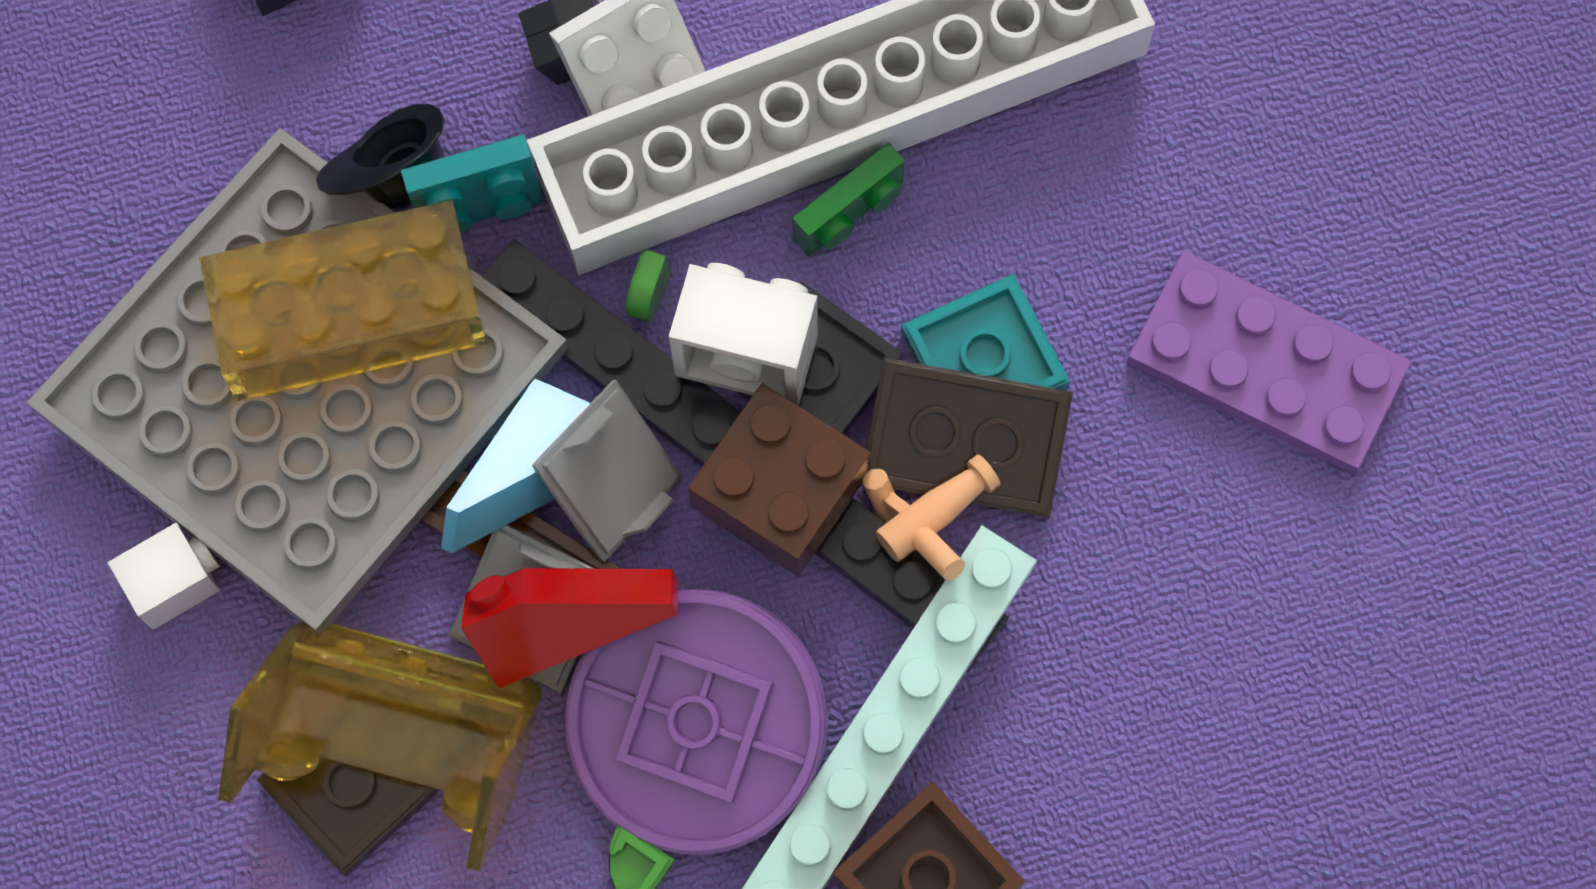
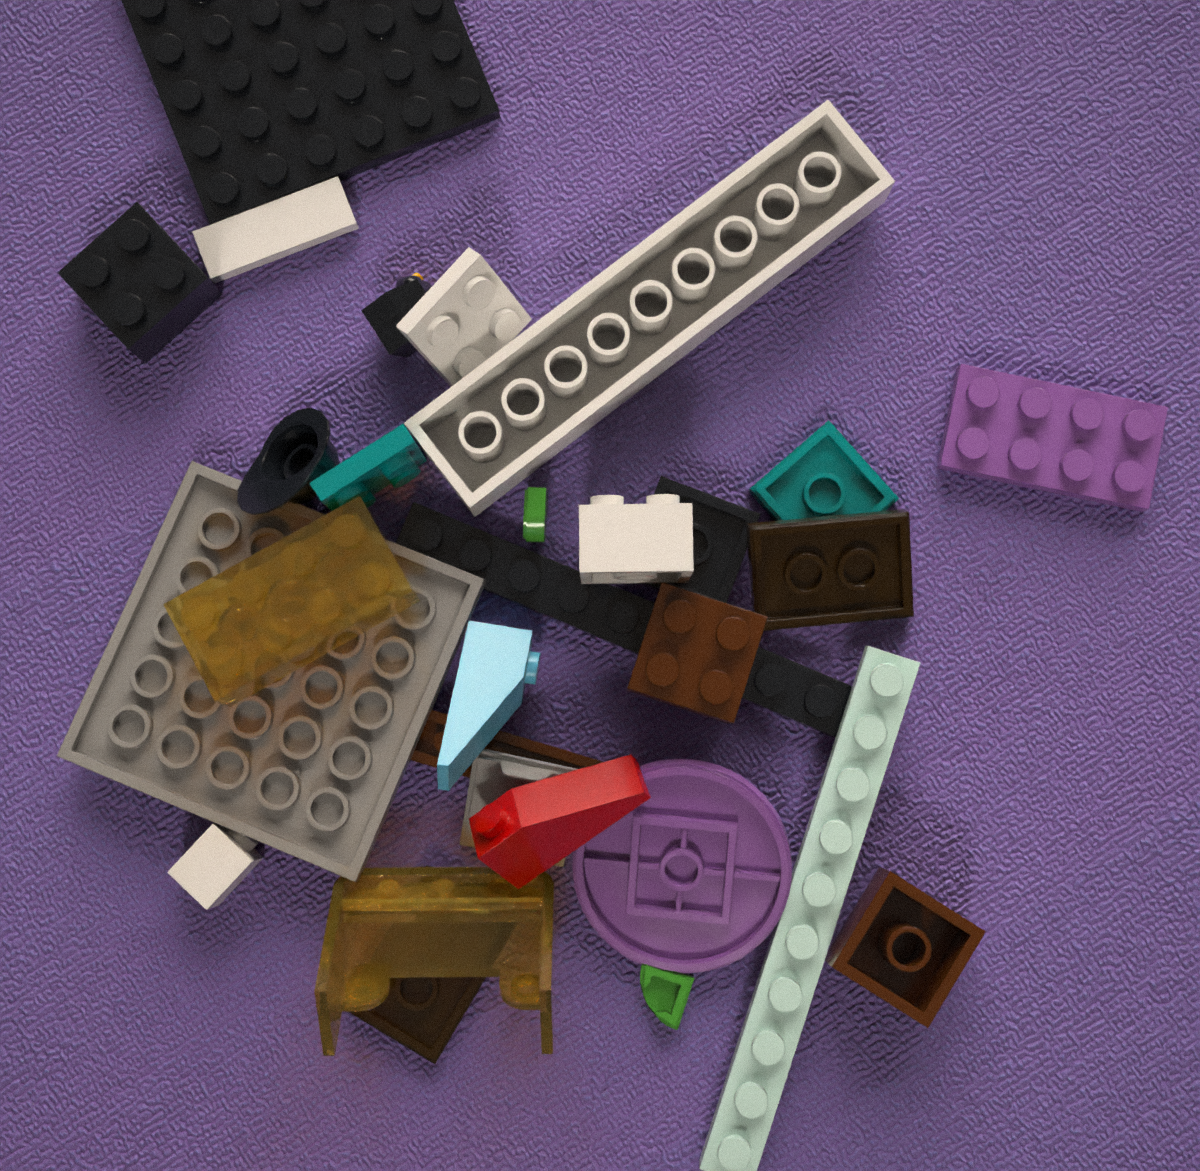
camera: 15 degrees left, 10 degrees up
(608, 472) = (553, 683): light grey piece -> none
(832, 214) = (693, 379): green plate -> none
(916, 524) = (815, 656): light nougat piece -> none

